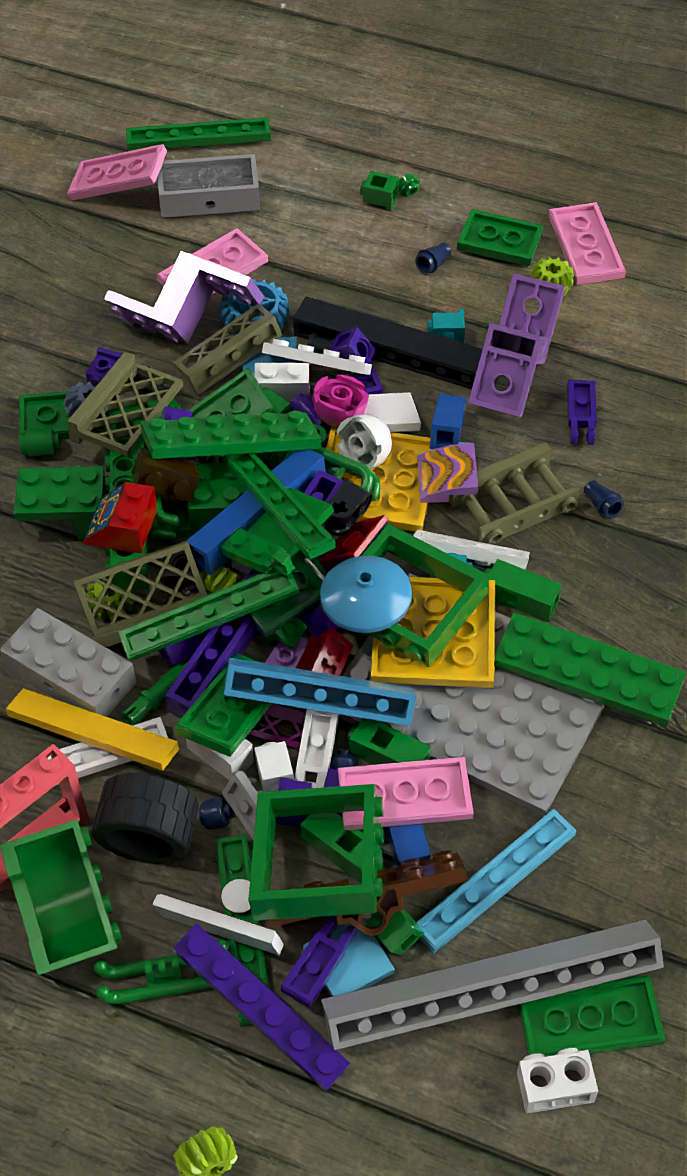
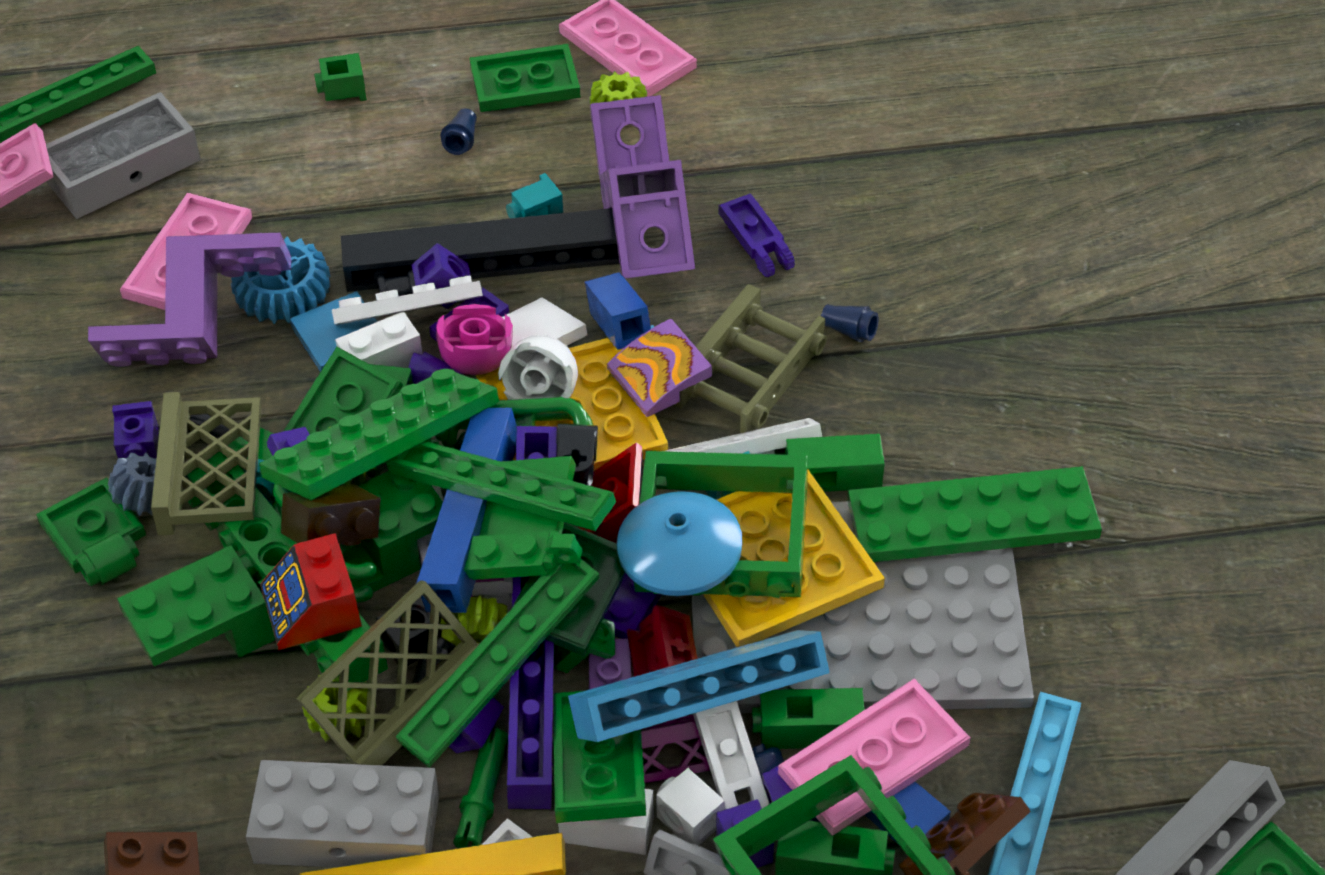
camera: 30 degrees left, 5 degrees down
(232, 350) = (293, 337): olive fence -> none
(408, 184) = (371, 59): green plate -> none

